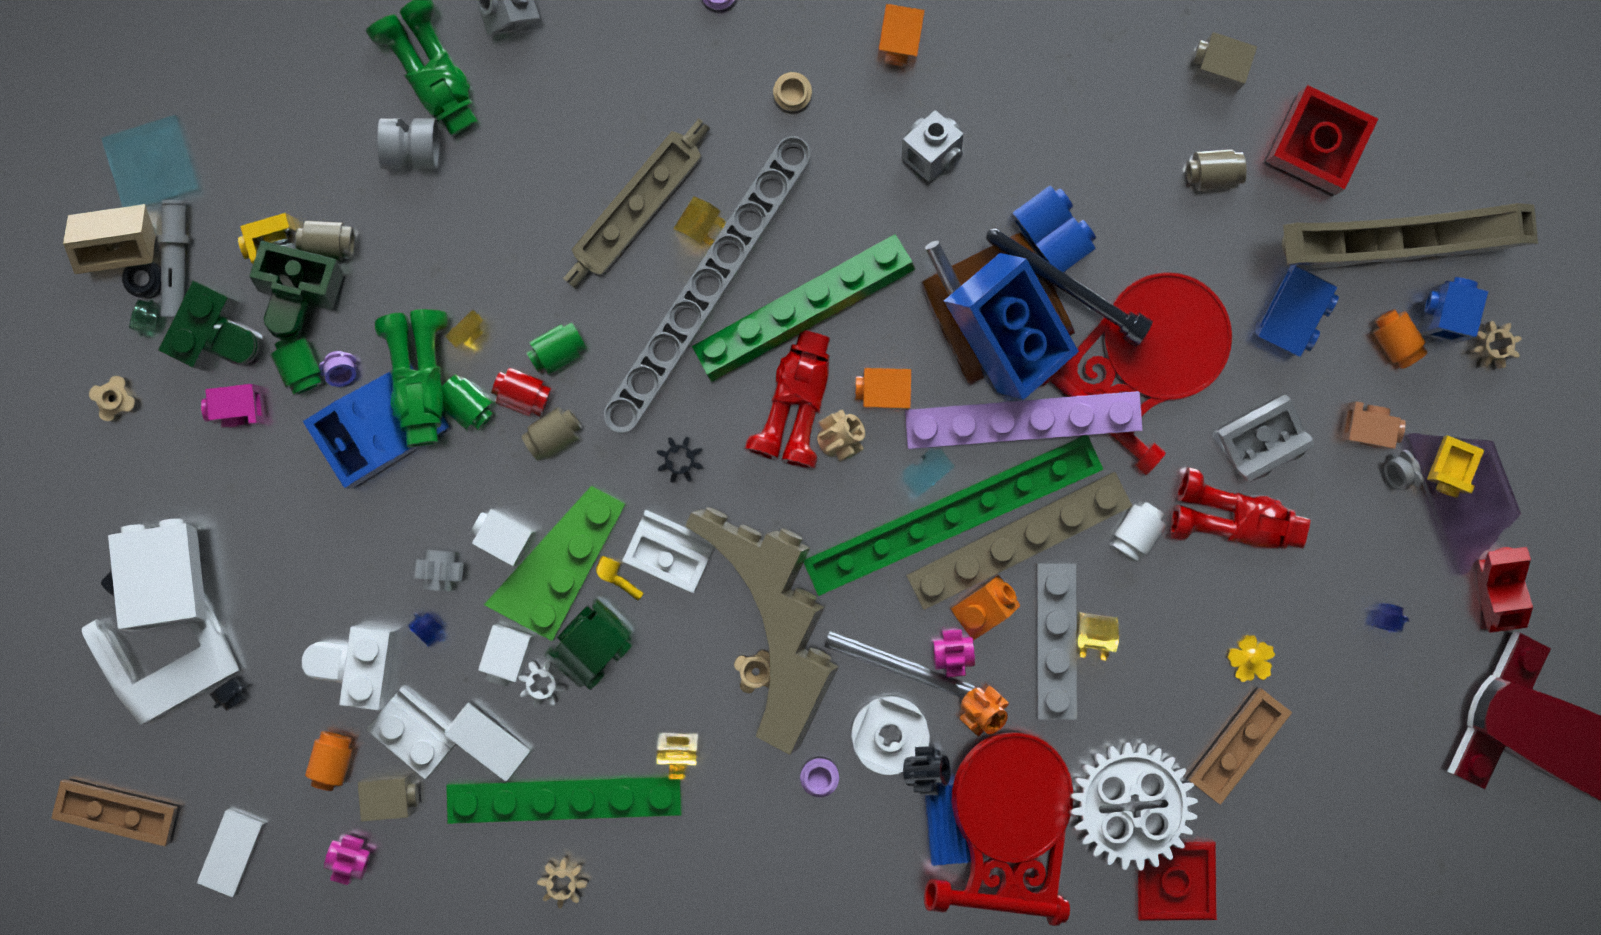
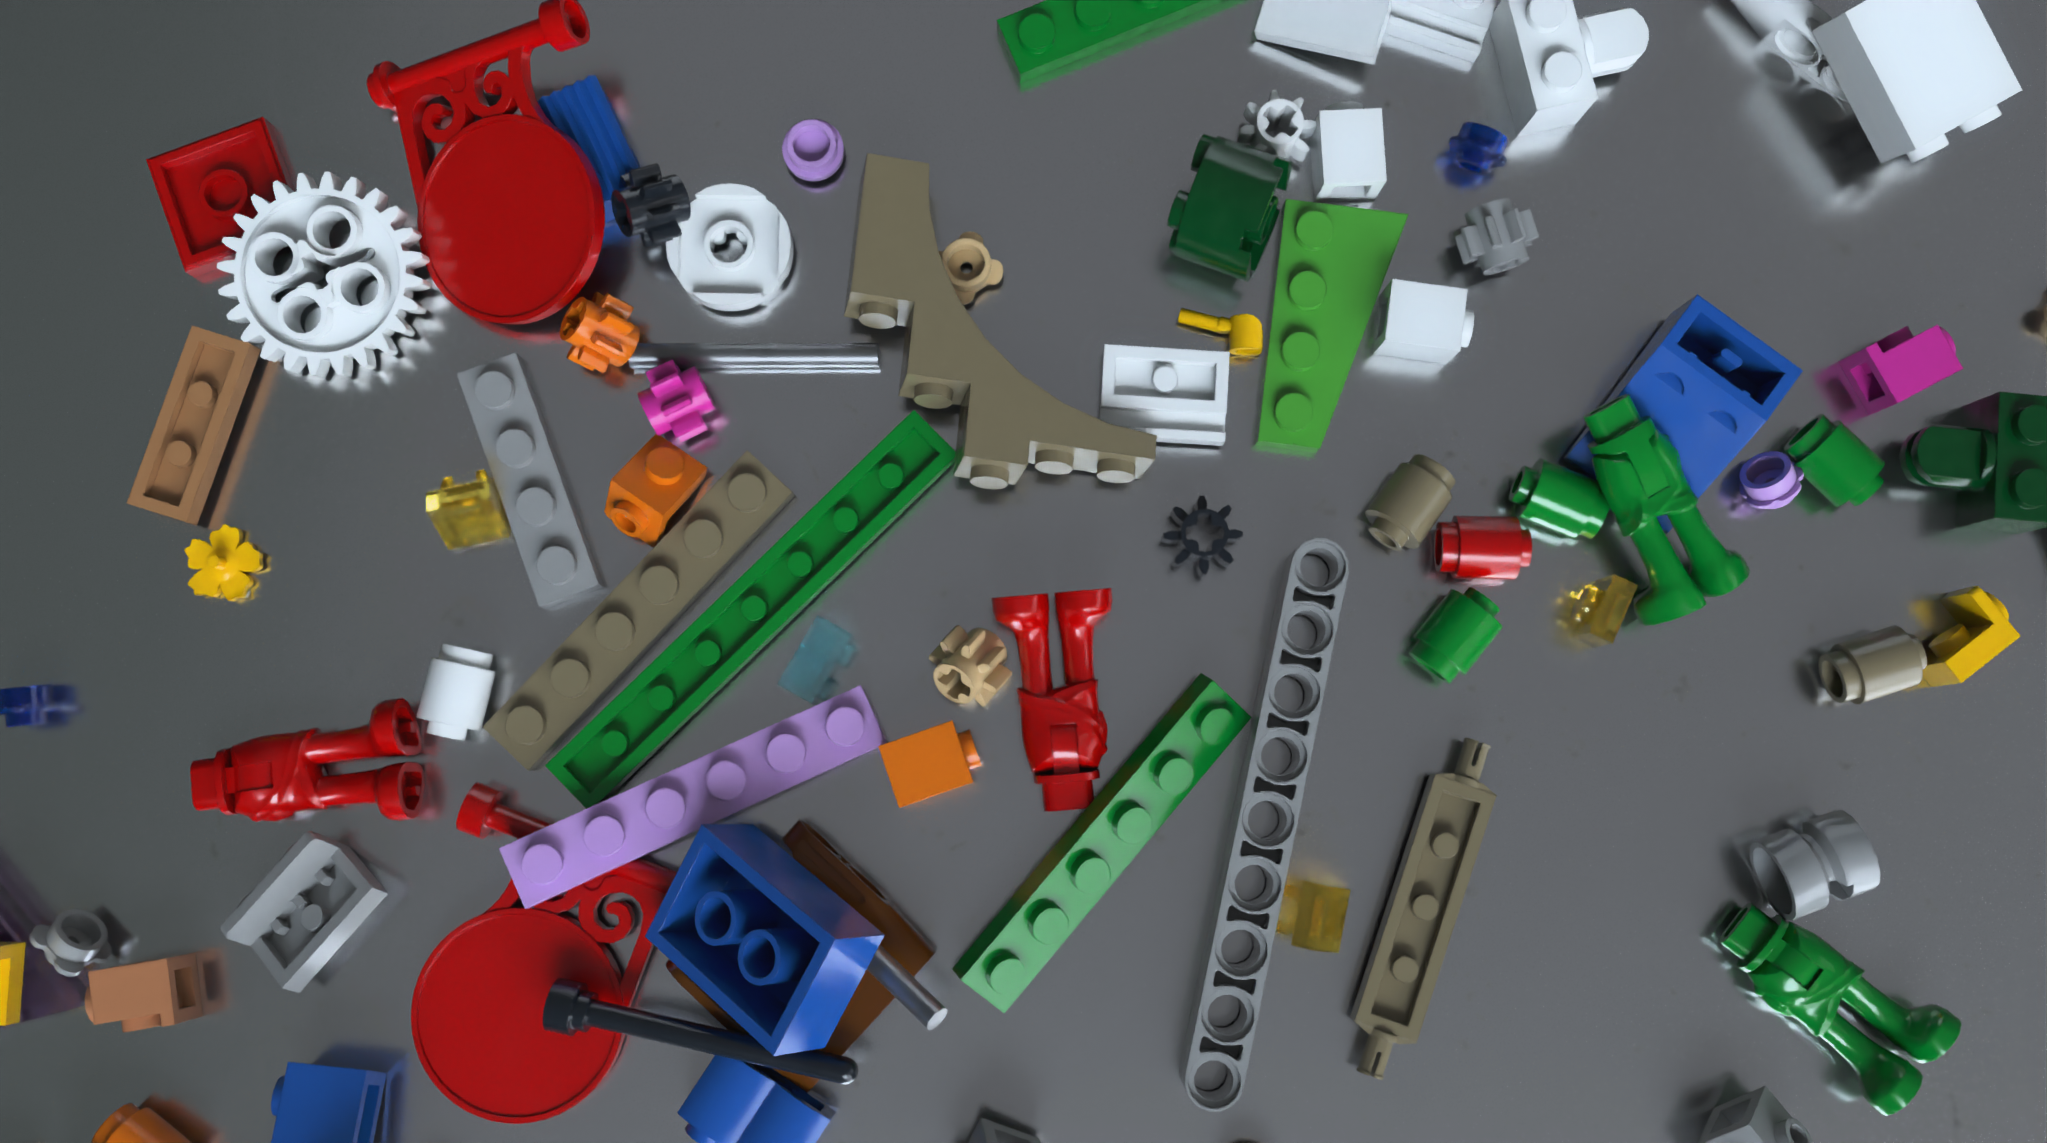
camera: 155 degrees right, 5 degrees down
(294, 283) = (1897, 580): dark green brick -> none
(678, 752) = (1037, 105): clear yellow tile -> none

